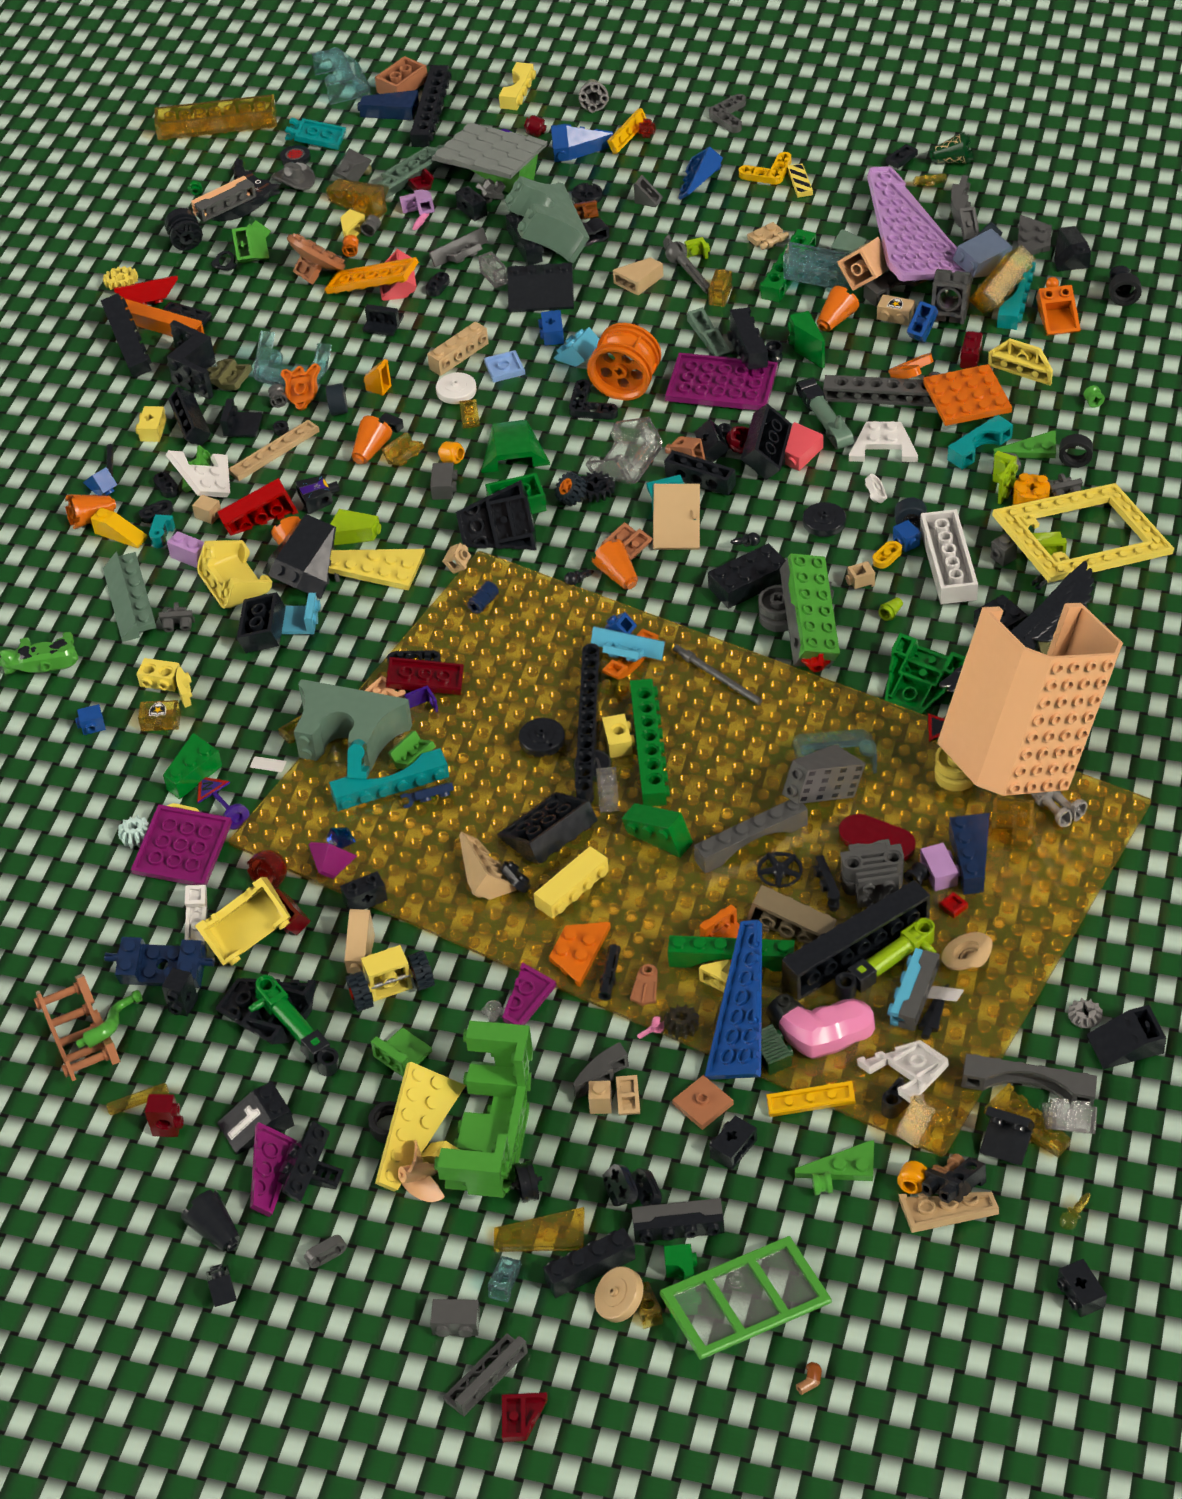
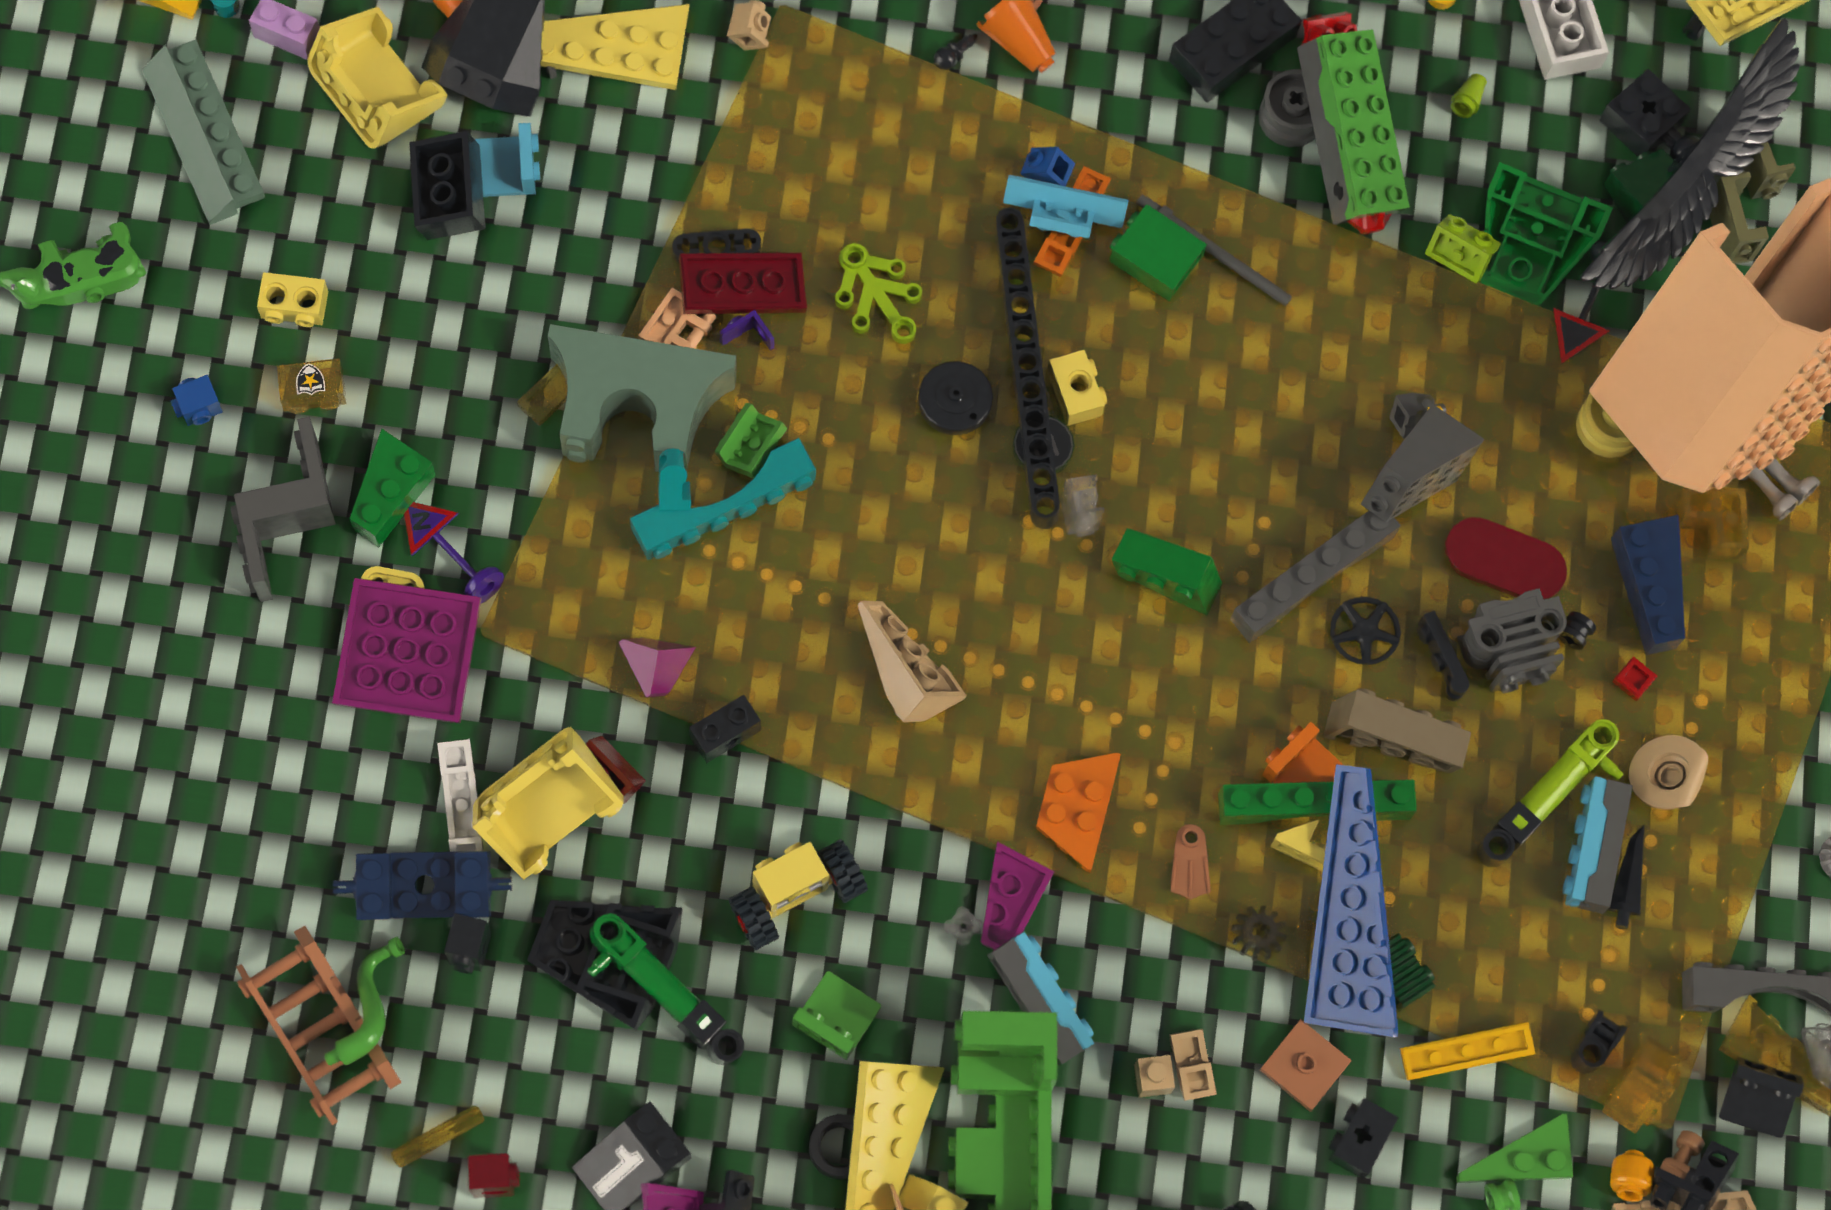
camera: 20 degrees left, 25 degrees up
(125, 770) = (282, 510): none -> dark grey bracket
(133, 831) = (321, 615): light aqua gear -> none
(177, 615) = (283, 180): dark grey hips -> none
(183, 680) = (338, 316): light yellow slope -> none
(268, 764) = (511, 467): white sticker -> none
(268, 864) = (560, 687): clear red cylinder -> none
(340, 837) = (662, 617): clear blue slope -> none
(359, 939) = (734, 824): tan slope -> none
(425, 794) = (790, 521): dark blue plate -> none
(483, 597) = (809, 112): dark blue piece -> none
(496, 669) = (876, 289): none -> lime plant
(517, 879) = (959, 679): black plate -> none
(544, 1066) = (1036, 990): none -> piece
(549, 826) = (993, 575): black slope -> none
(571, 882) = (1051, 686): light yellow brick -> none
(601, 1069) = (1148, 1024): dark grey slope -> none
(608, 977) = (1134, 860): black pin -> none
(648, 742) = (1144, 500): green brick -> none
(656, 1027) = (1220, 940): bright pink hand -> none
(681, 672) = (1156, 251): none -> green brick
(807, 743) = (1417, 380): clear light blue windscreen -> none
(824, 1028) = (1474, 932): bright pink piece -> none
(854, 939) = (1499, 773): black brick -> none
(860, 575) = (1420, 25): tan brick -> none
(872, 679) = (1462, 247): none -> lime bracket
(914, 1061) = (1616, 980): white wing -> none
(940, 866) = (1609, 609): lavender brick -> none
(945, 993) = (1646, 848): white sticker -> none

